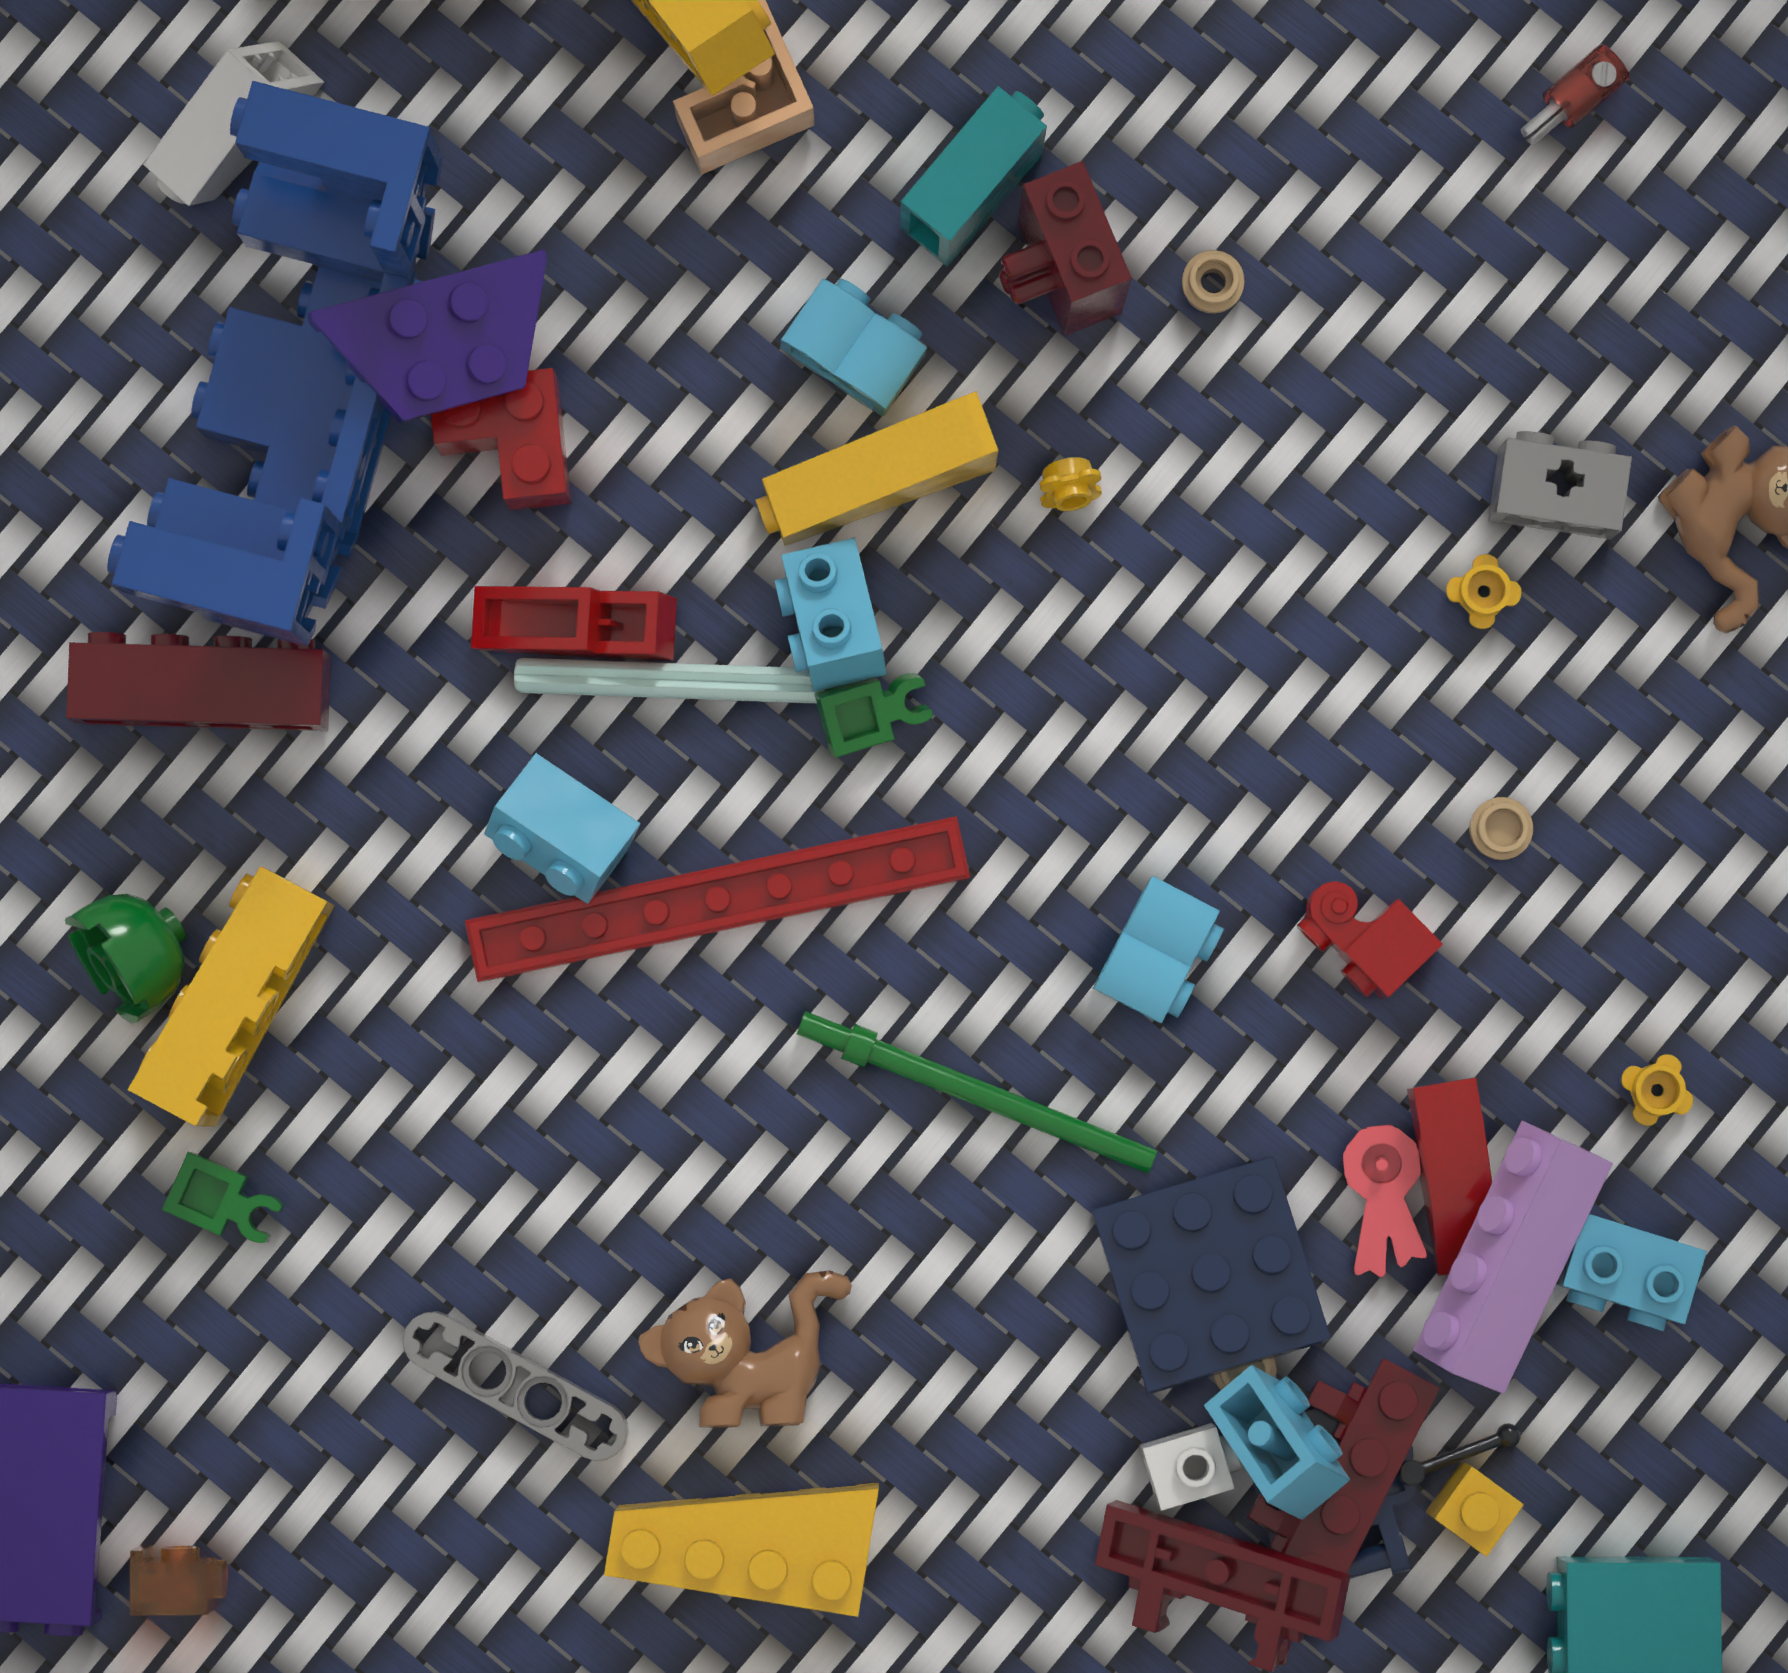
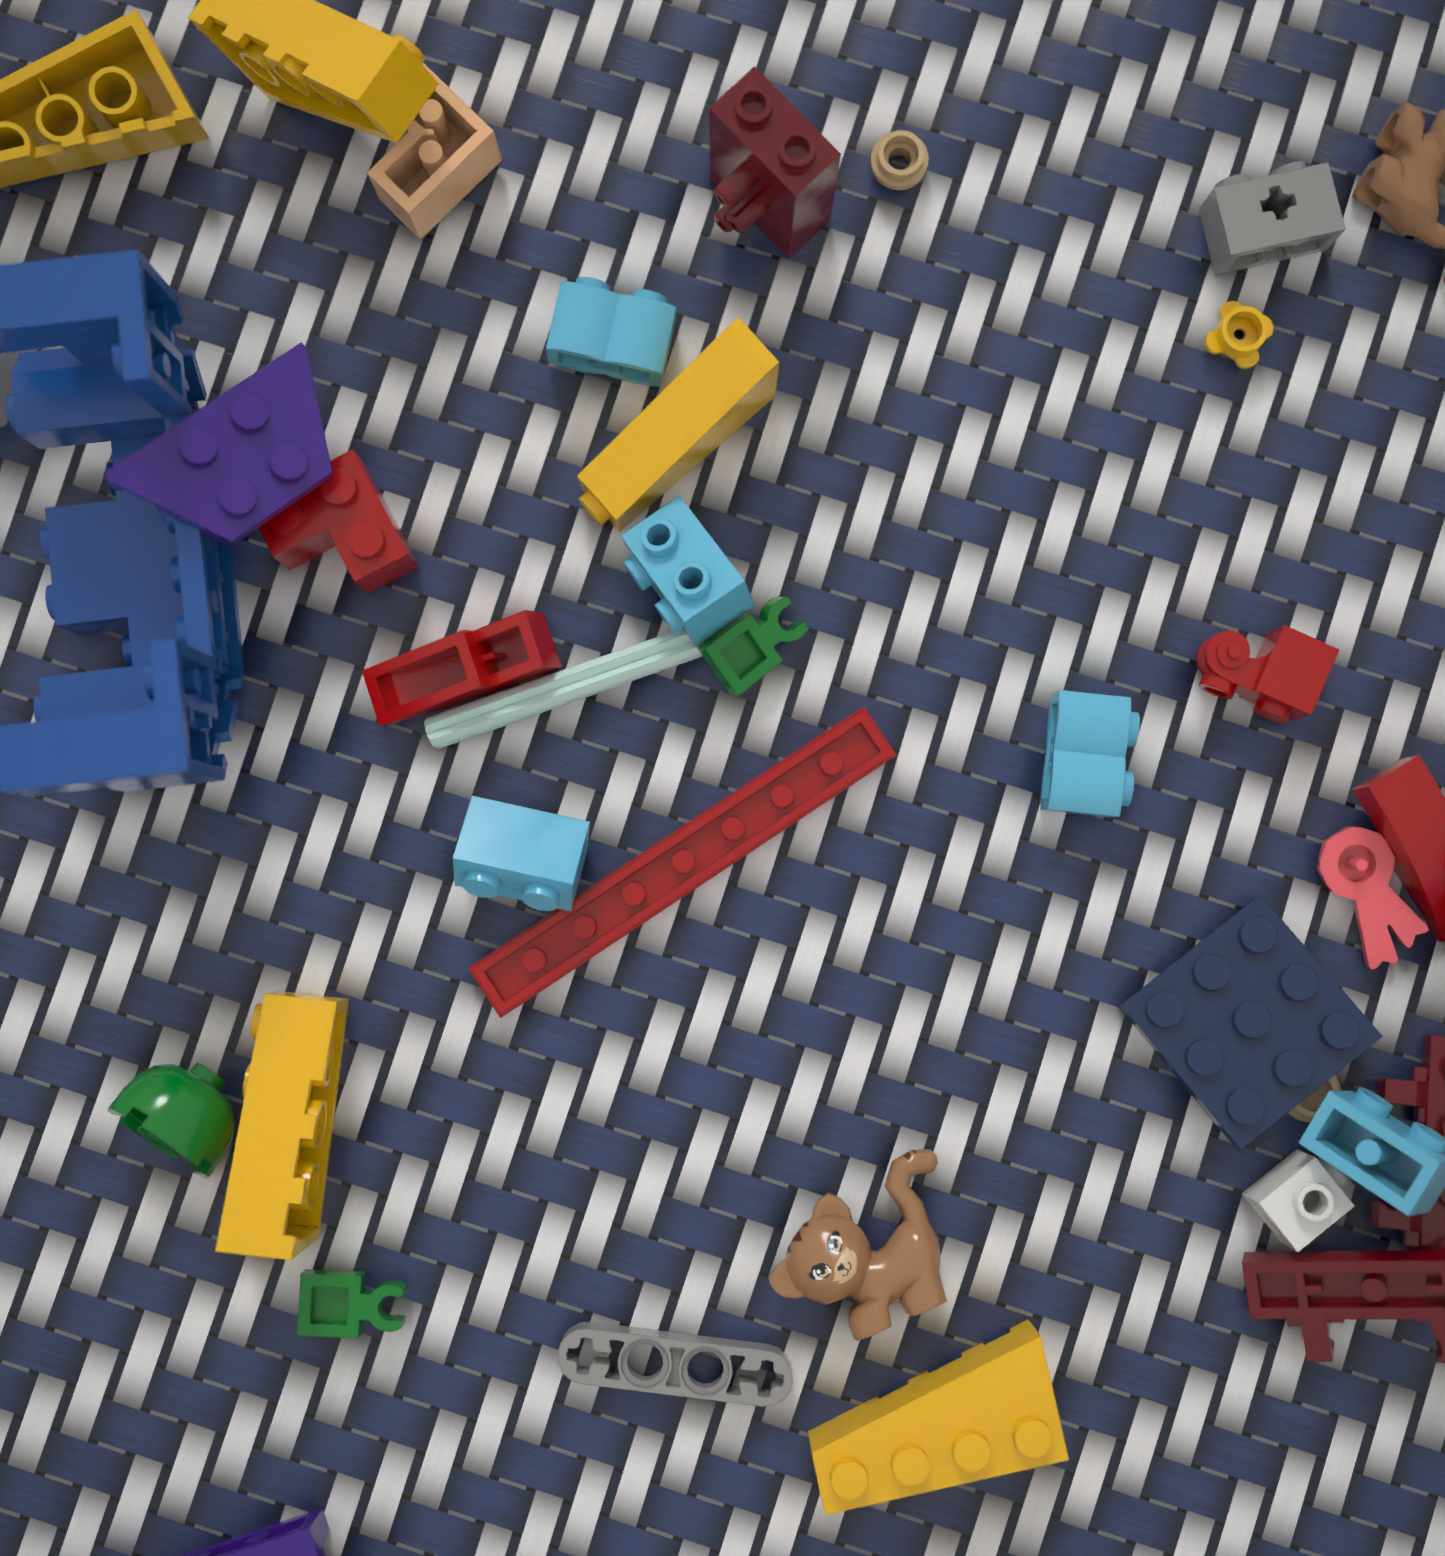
camera: 20 degrees left, 0 degrees up
(198, 685) = (147, 853): dark red brick -> none
(862, 1047) = (861, 941): green bar -> none
(974, 174) = (657, 138): teal brick -> none
(1069, 484) = (847, 379): yellow plate -> none
(1501, 828) = (1338, 532): tan plate -> none

